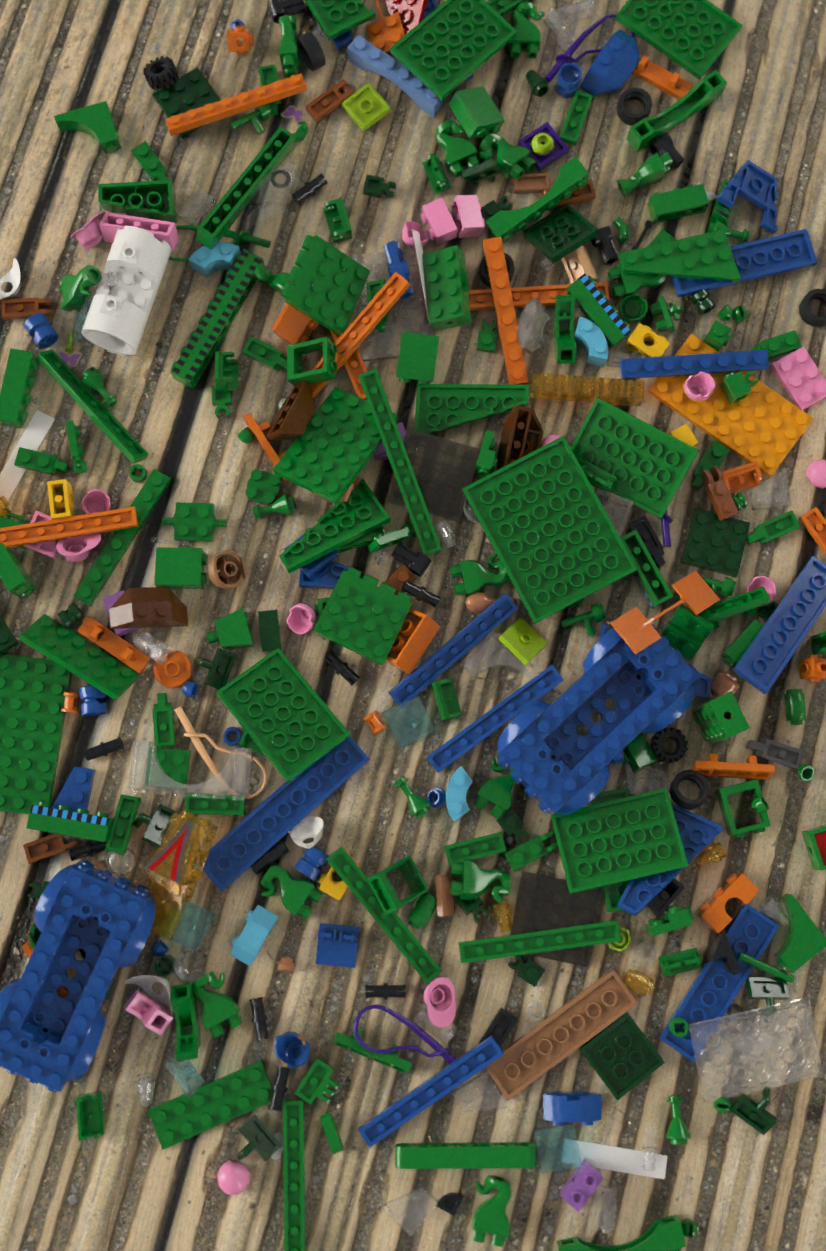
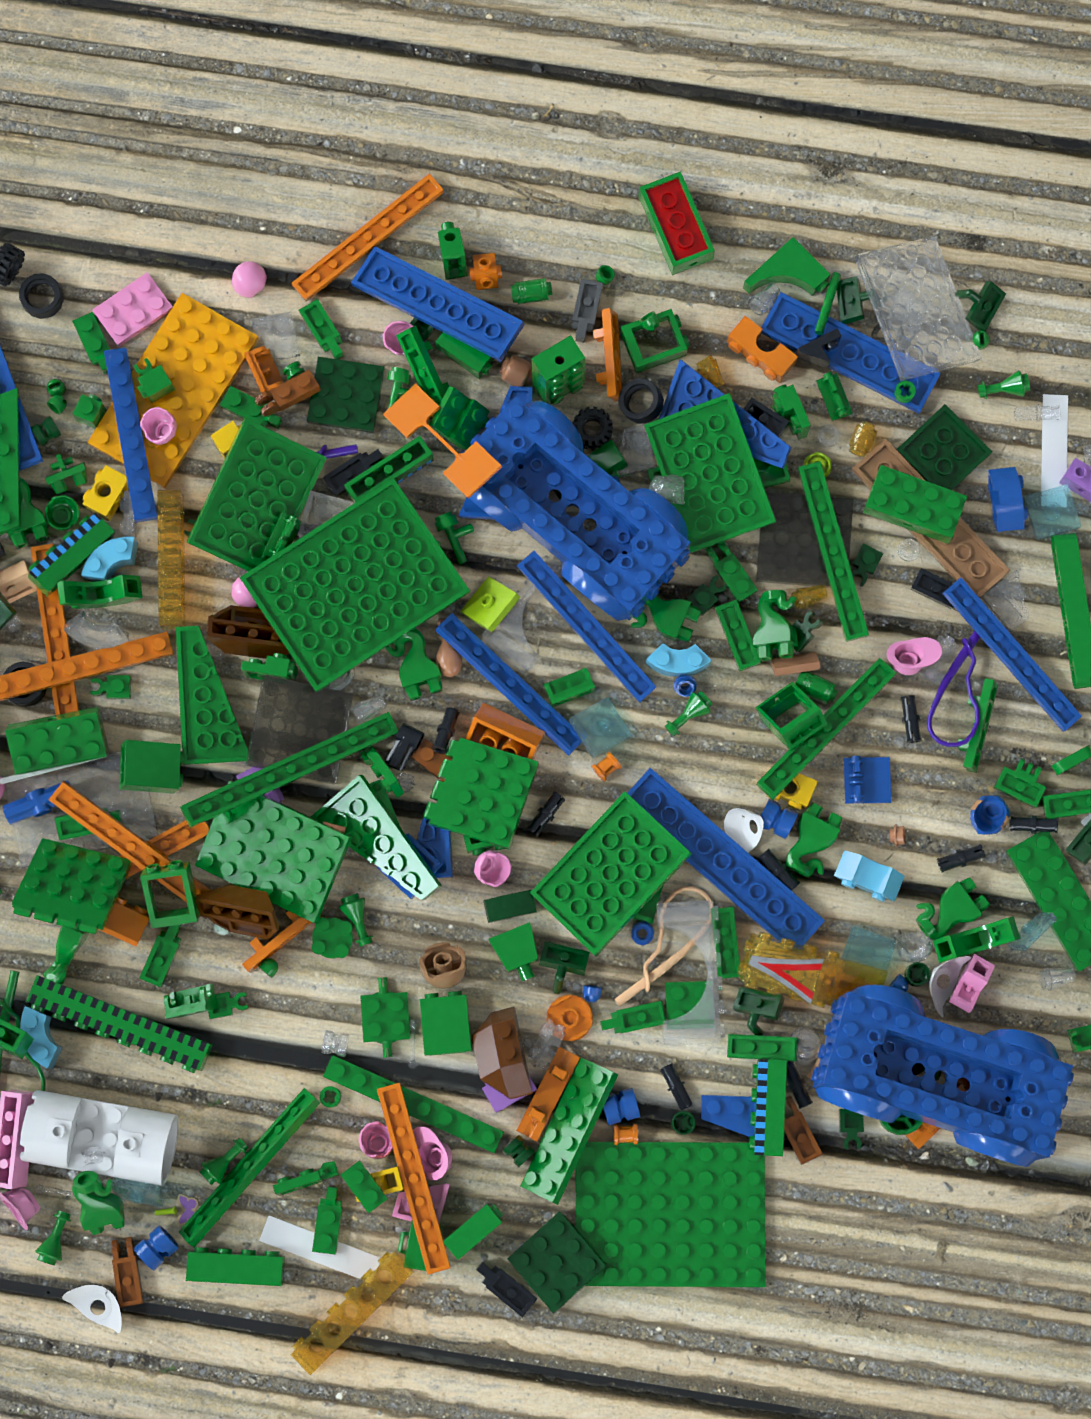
camera: 95 degrees left, 0 degrees up
(52, 254) = (50, 1249): none -> green piece
(56, 487) = (364, 1186): none -> green plate
(72, 750) = (683, 1123): none -> dark green wheel
(178, 480) = (335, 1043): none -> clear wheel
(574, 1021) = (914, 504): none -> green brick
(607, 801) = (669, 487): none -> clear hair

